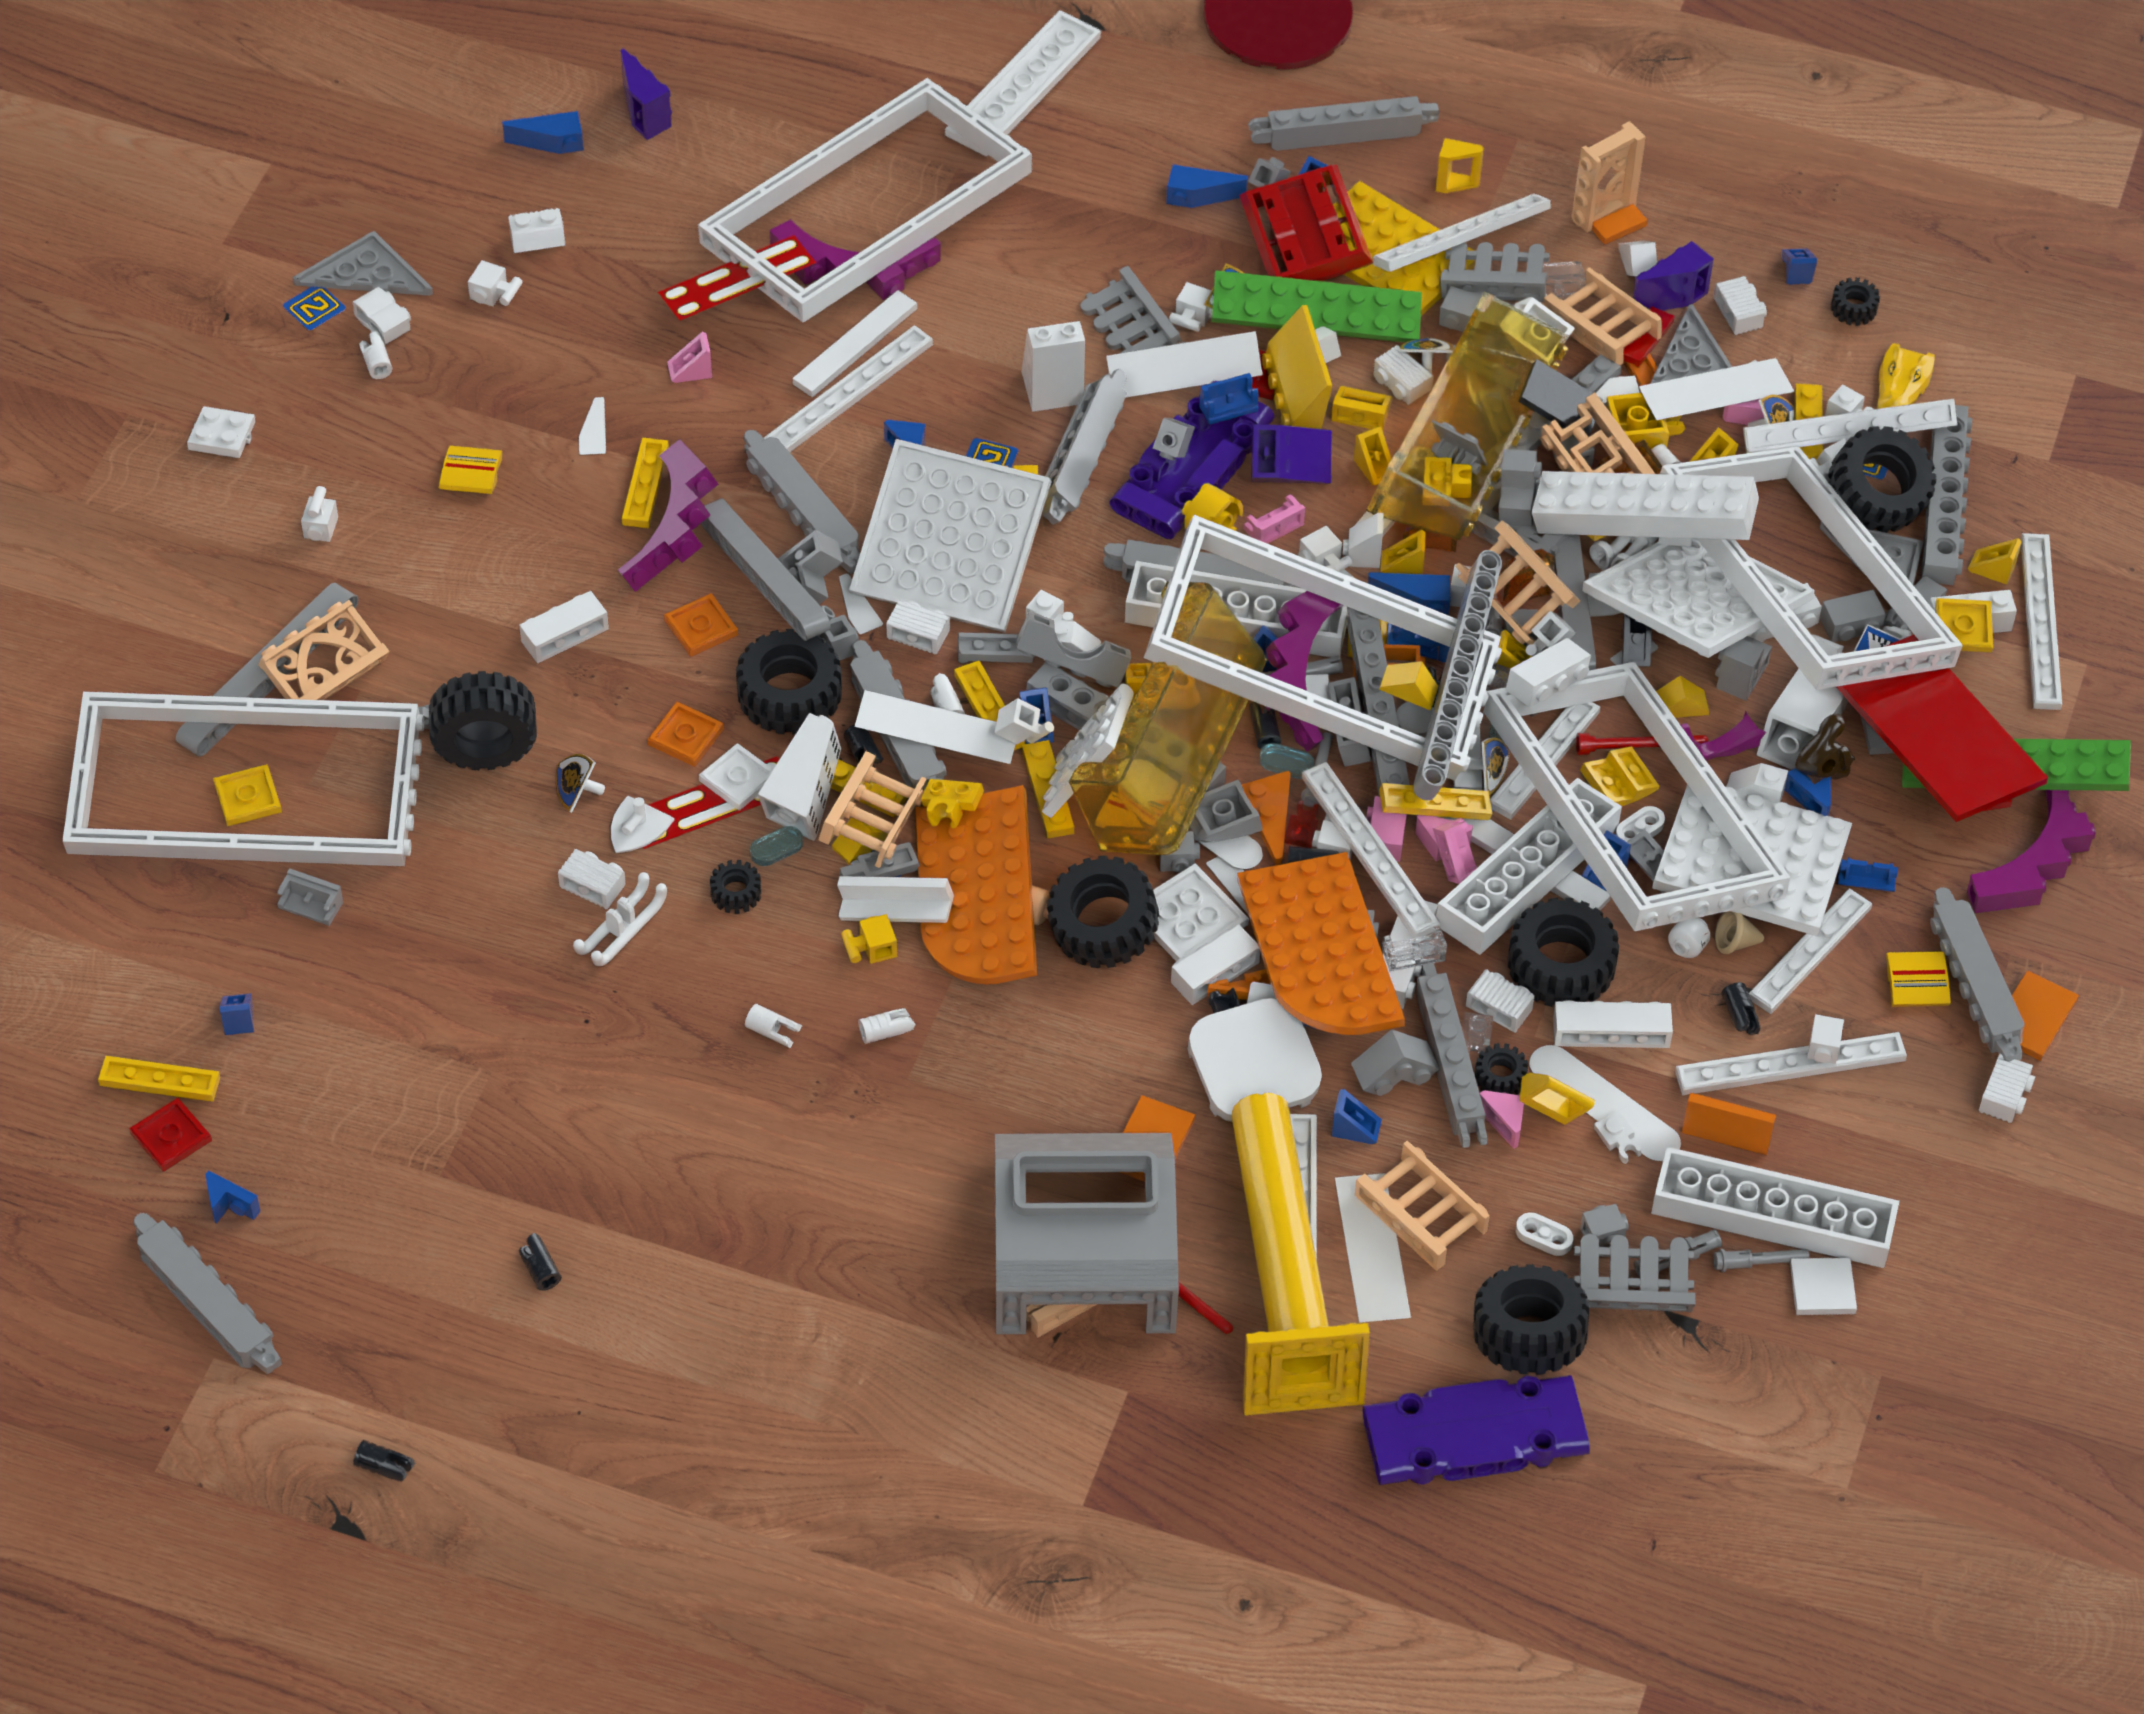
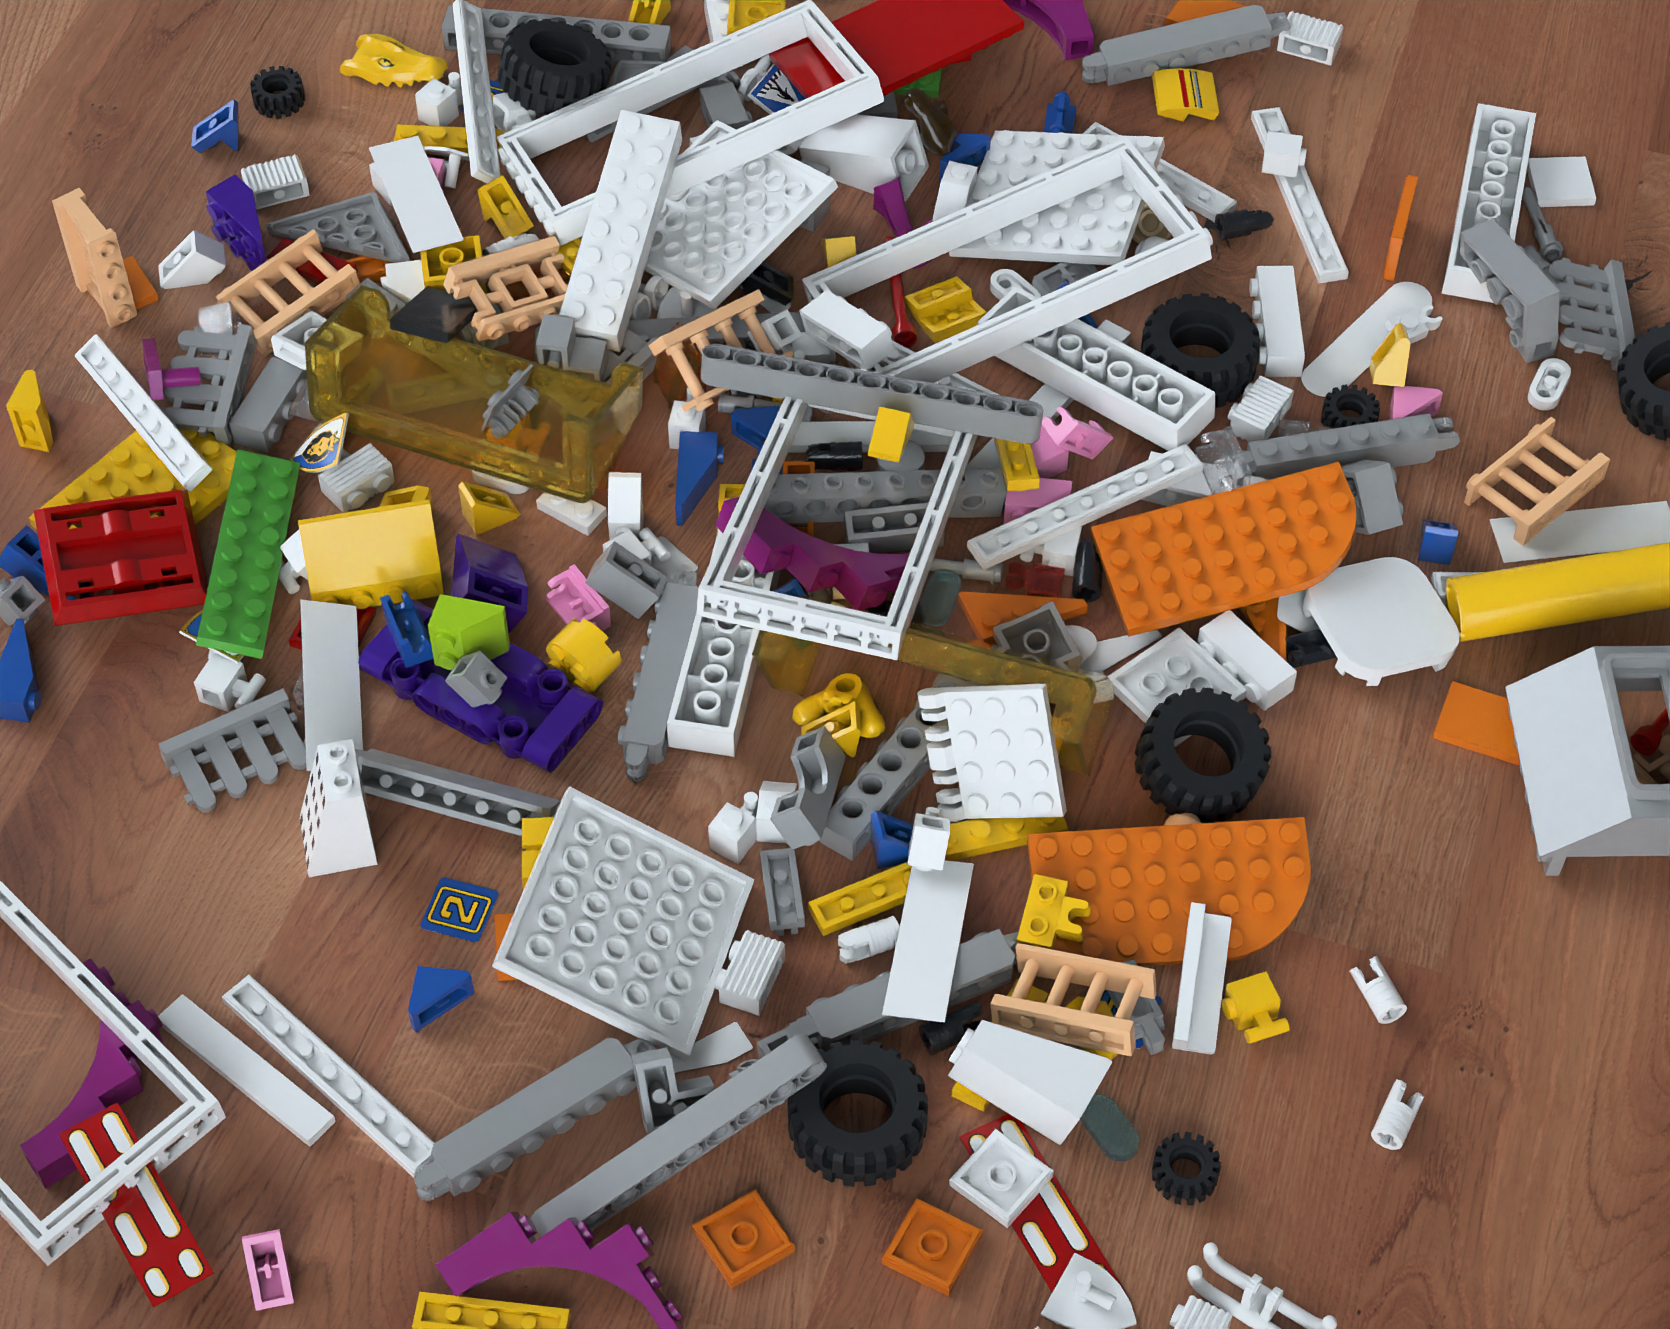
camera: 90 degrees left, 0 degrees up
(1214, 424) = (465, 627): none -> lime slope
(1289, 530) = (626, 580): none -> light grey brick
(1405, 556) = (644, 461): yellow slope -> none
(1448, 478) = (546, 424): yellow plate -> none
(1501, 232) = (165, 378): none -> magenta piece
(1636, 1181) = (1513, 281): none -> light grey wedge

